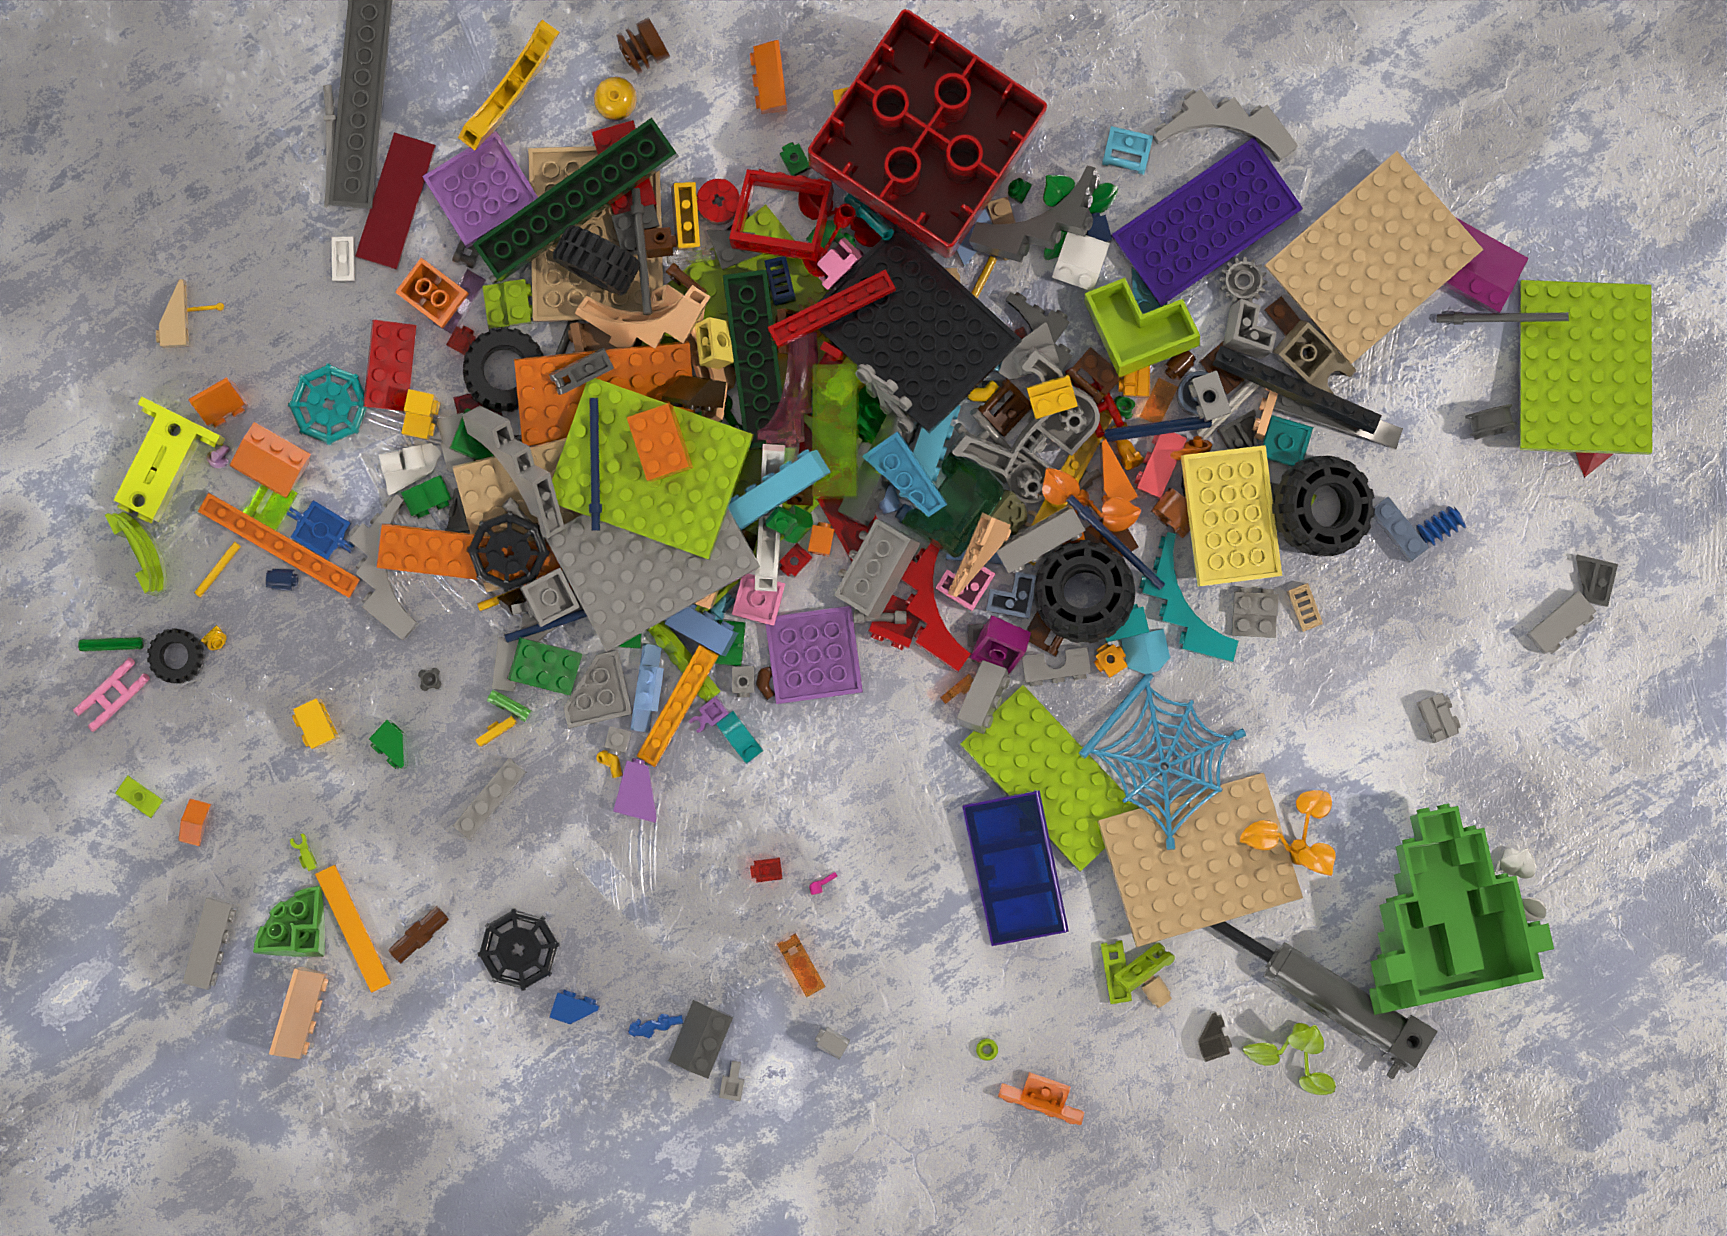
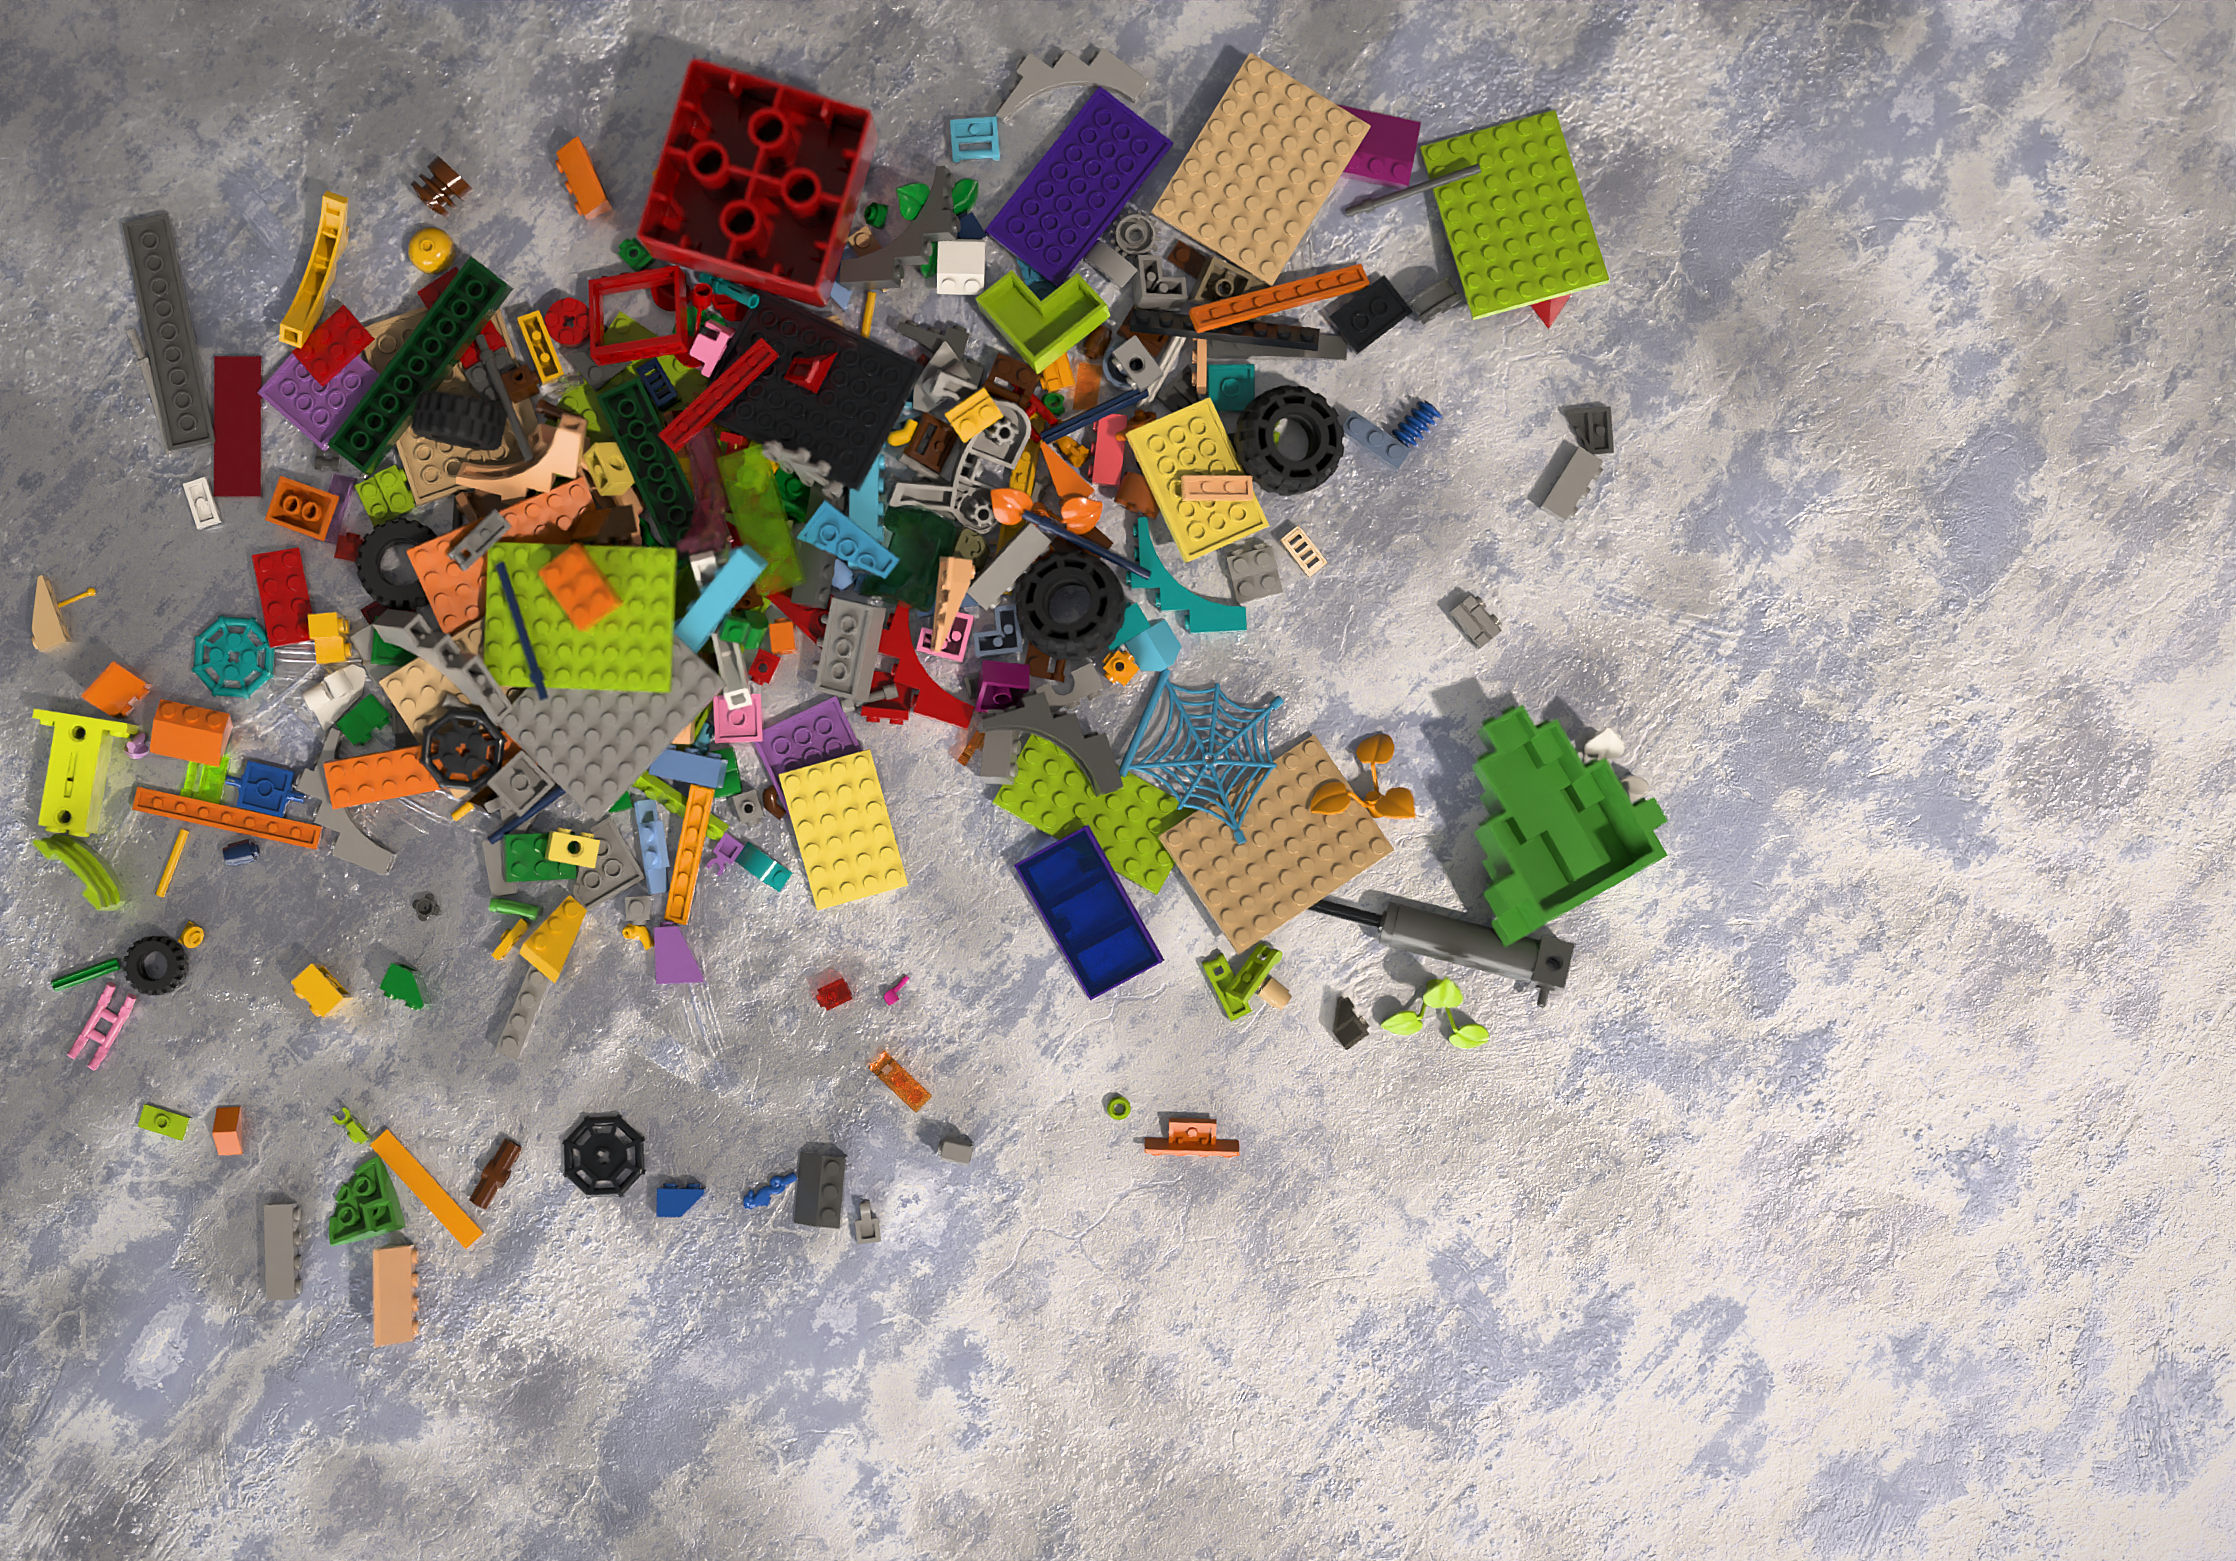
camera: 15 degrees left, 0 degrees up
(503, 156) = (333, 345): none -> red plate
(534, 745) = (553, 939): none -> yellow wedge
(586, 677) = (584, 856): none -> light yellow brick
(820, 726) = (843, 829): none -> light yellow plate
(919, 312) = (810, 371): none -> red slope
(1061, 726) = (1064, 731): none -> dark grey arch
(1213, 299) = (1110, 263): none -> light grey brick
(1247, 529) = (1217, 488): none -> light nougat plate
(1354, 376) = (1278, 298): none -> orange plate
(1430, 416) = (1370, 315): none -> black plate

